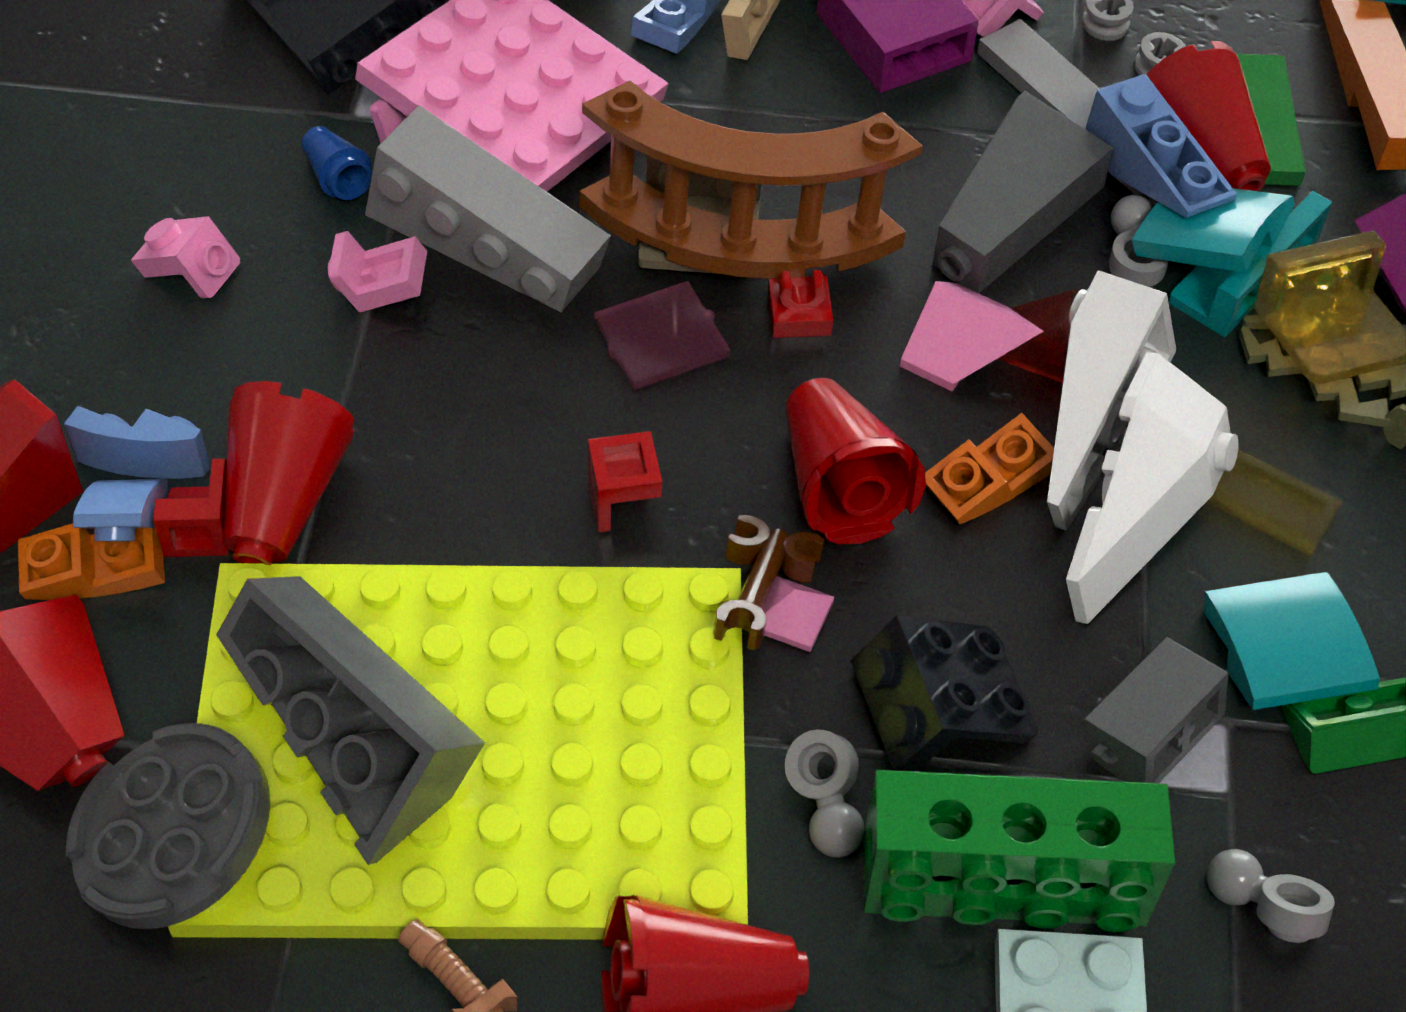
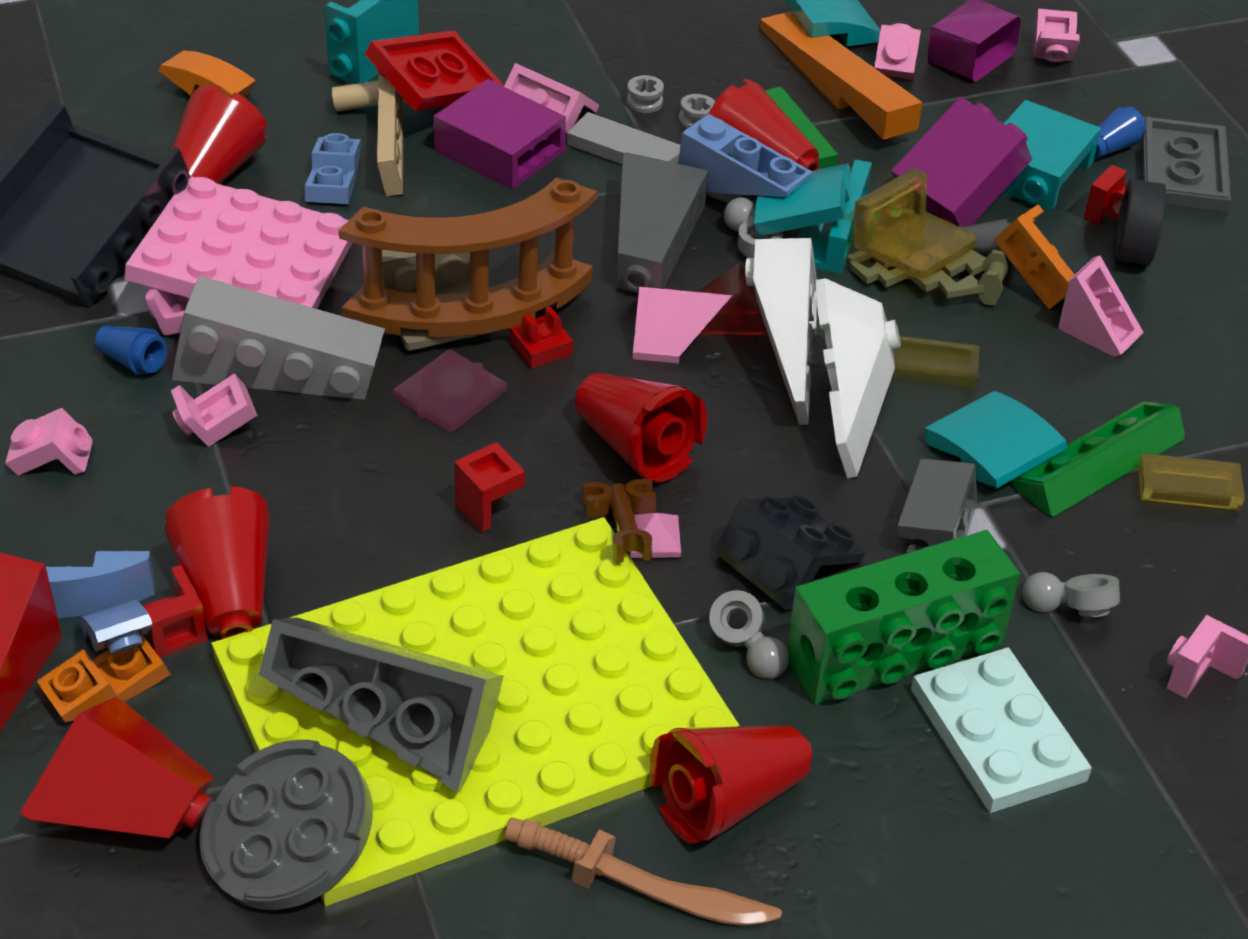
camera: 25 degrees left, 10 degrees down
(993, 473) = (741, 399): orange slope -> none

